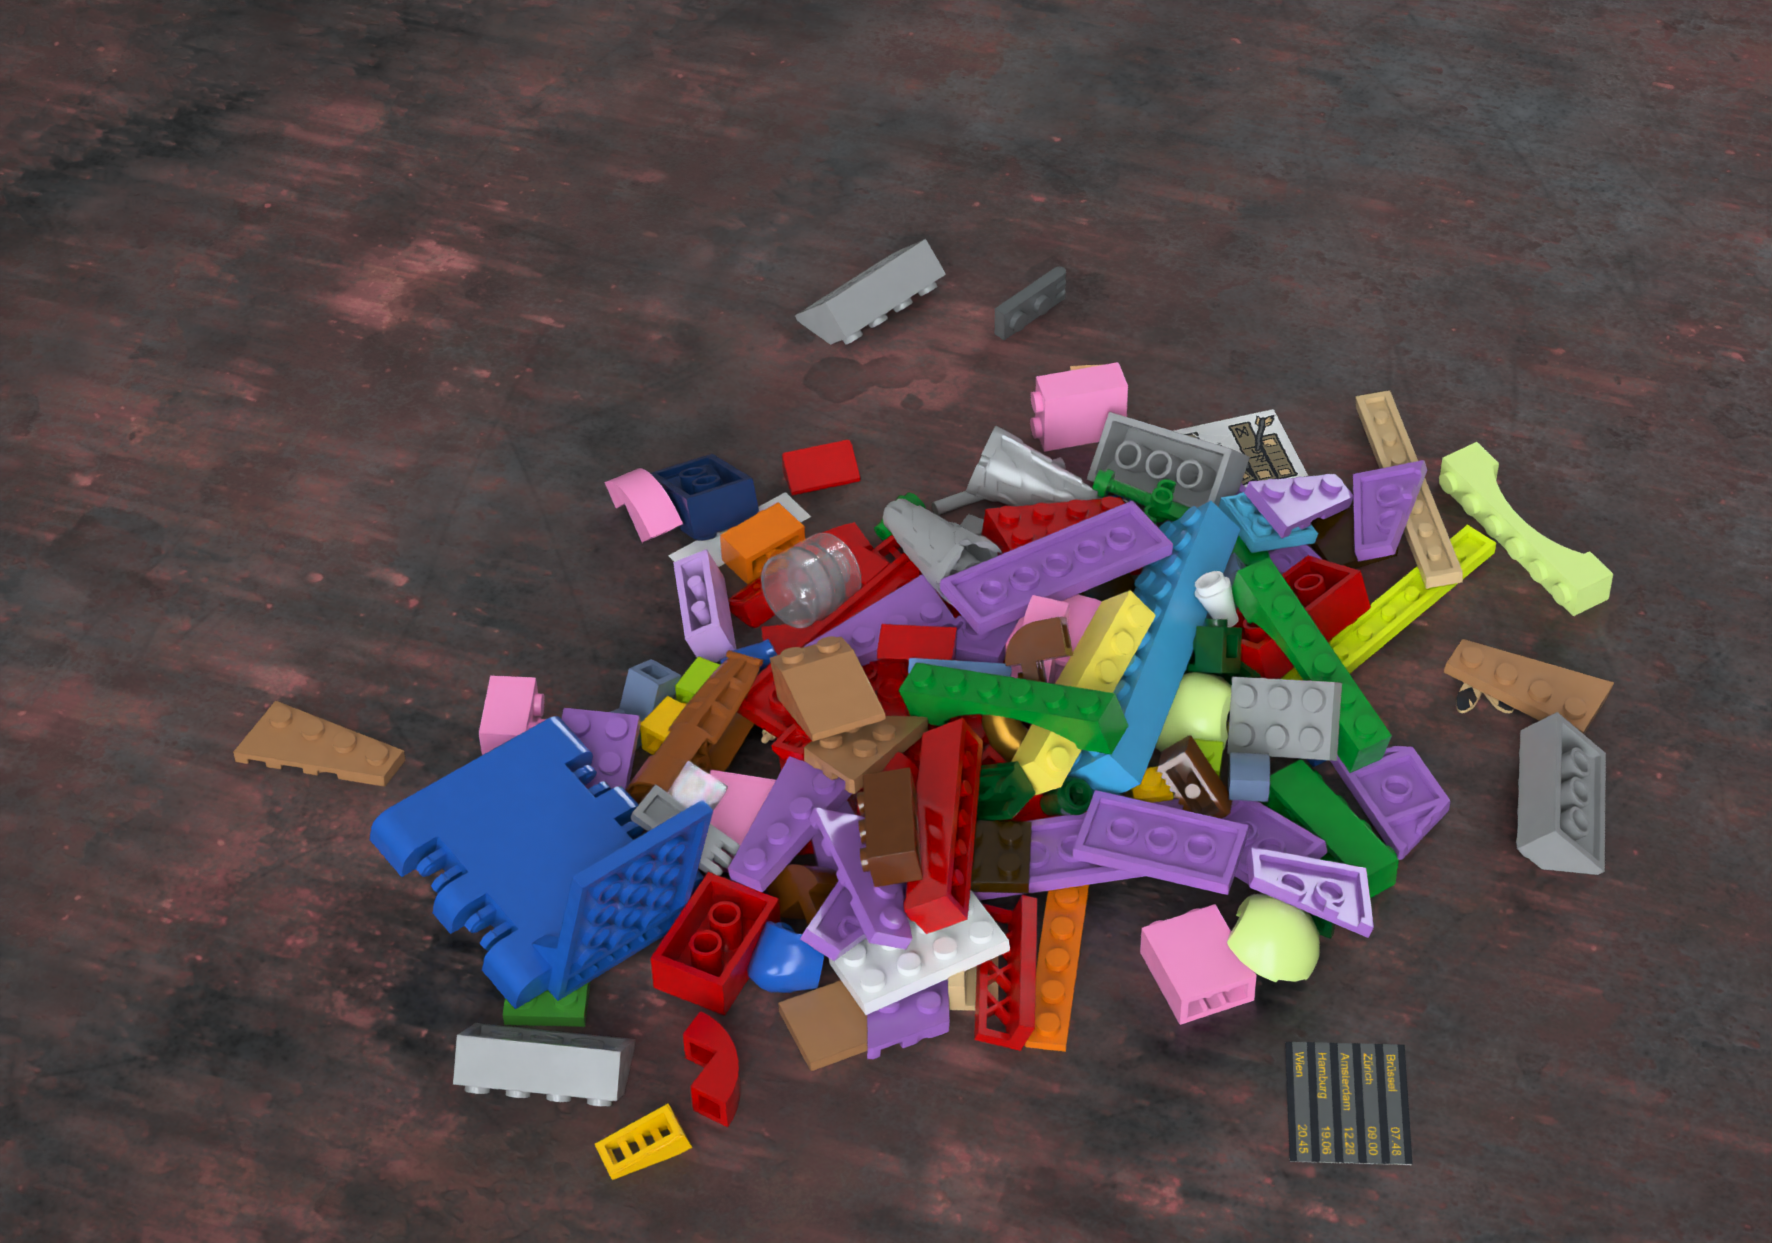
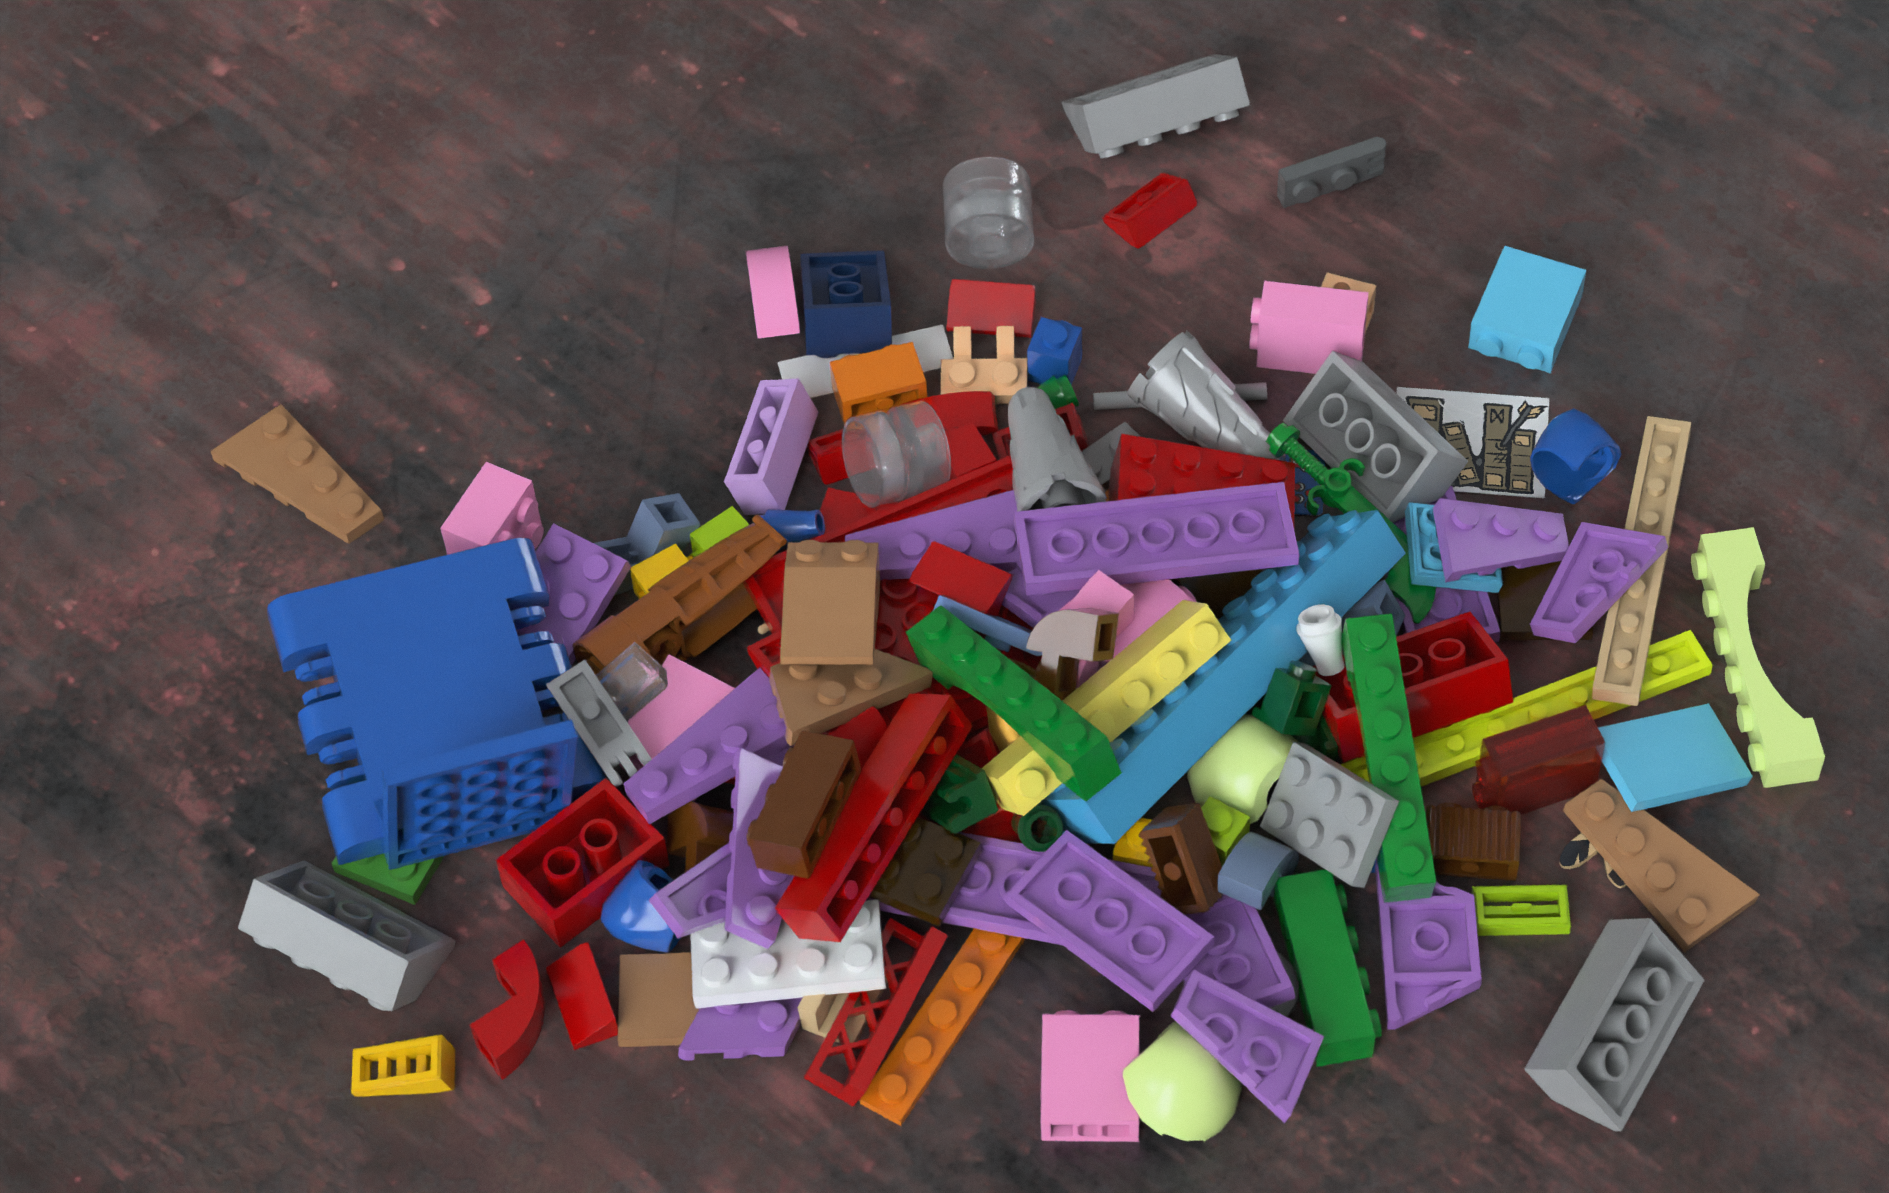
camera: 25 degrees right, 10 degrees up
(766, 1042) = (582, 997): none -> red slope
(788, 398) = (988, 213): none -> clear wheel
(849, 509) = (1000, 375): none -> light nougat plate
(889, 478) = (1054, 351): none -> blue brick
(905, 367) = (1151, 209): none -> red slope
(1228, 352) = (1527, 309): none -> medium azure brick
(1318, 436) = (1573, 455): none -> blue piece
(1403, 708) = (1474, 841): none -> reddish brown brick
(1413, 642) = (1539, 762): none -> clear red brick
(1452, 753) = (1522, 917): none -> lime tile
(1500, 611) = (1672, 757): none -> medium azure tile

